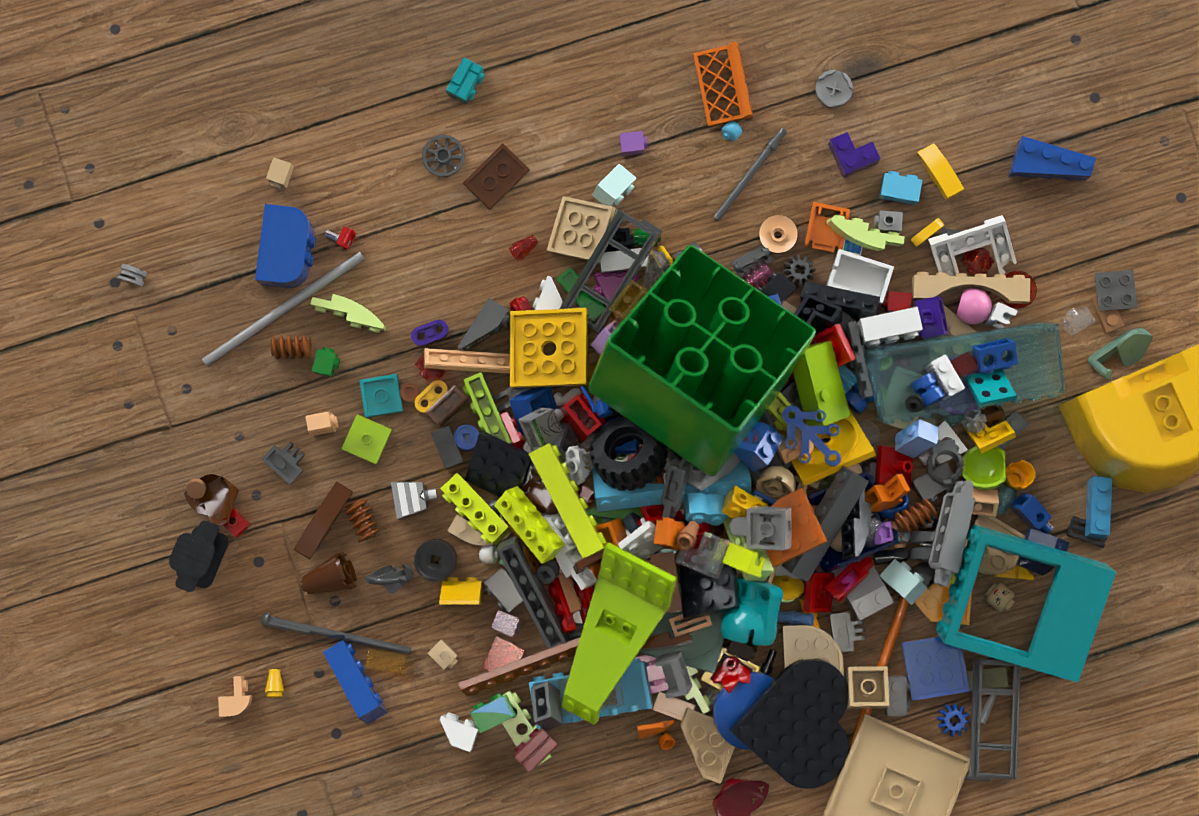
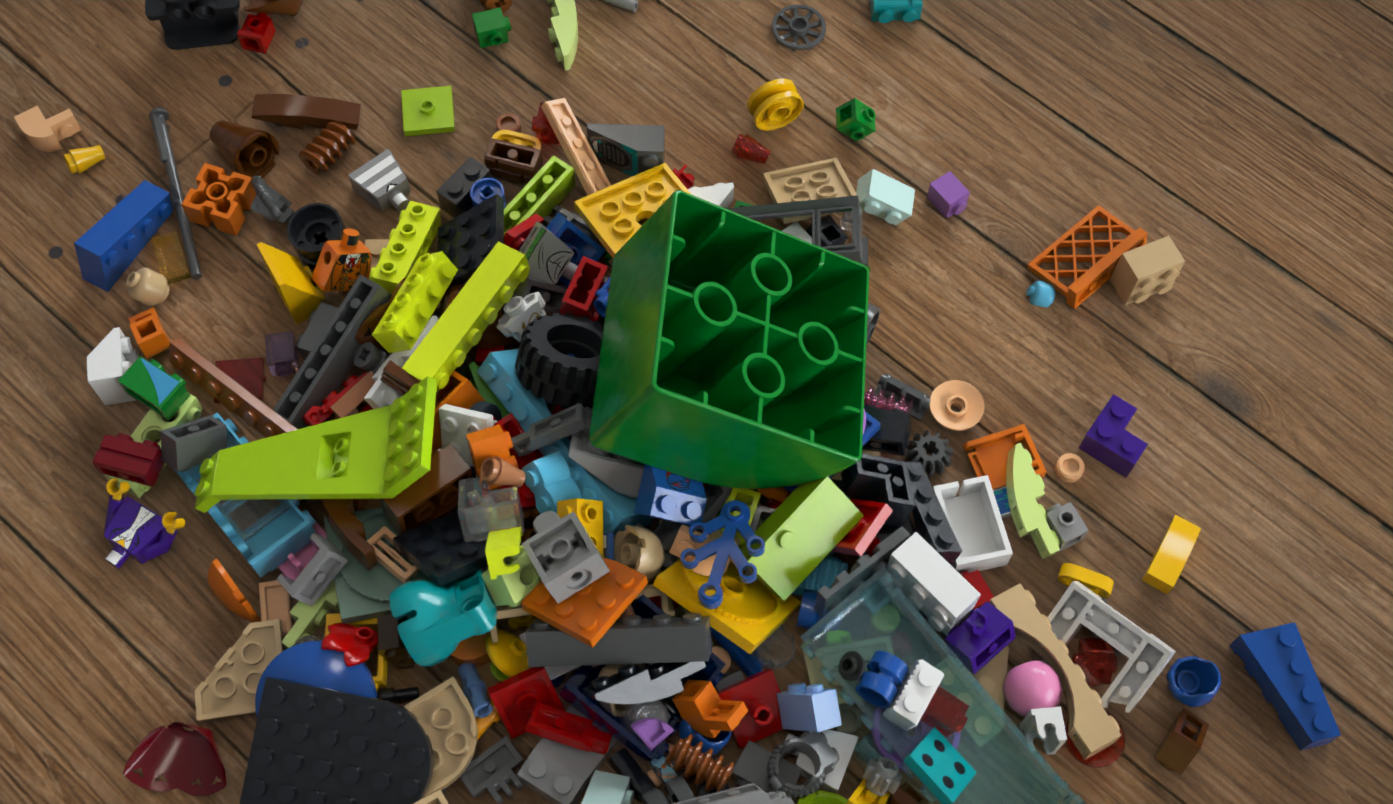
camera: 55 degrees right, 20 degrees down
(284, 462) = (354, 45): dark grey hinge -> none
(321, 423) = (416, 50): light nougat brick -> none
(352, 609) = (219, 199): none -> orange brick
(381, 395) = (487, 100): teal tile -> none
(406, 685) = (147, 287): none -> tan head
(430, 333) = (592, 107): dark purple plate -> none
(441, 698) = (149, 333): none -> orange brick
(443, 655) = (208, 309): tan brick -> none
(468, 556) = (342, 263): none -> orange torso
(496, 176) = (818, 85): reddish brown tile -> none
(504, 213) = (775, 104): none -> yellow wheel
(544, 167) = (855, 119): none -> green brick
(577, 766) = (136, 529): none -> dark purple torso
(670, 741) = (218, 620): orange hinge -> none
(761, 58) = (1147, 270): none -> tan brick
(771, 145) = (1057, 343): dark grey bar -> none
(833, 89) = (1175, 377): light grey tile -> none
(853, 192) = (1069, 467): none -> light nougat tile
(900, 188) = (1115, 516): medium azure brick -> none
(995, 350) = (993, 743): blue brick -> none
(1019, 214) = (1193, 681): none -> blue hair
(1046, 243) = (1182, 742): none -> reddish brown slope

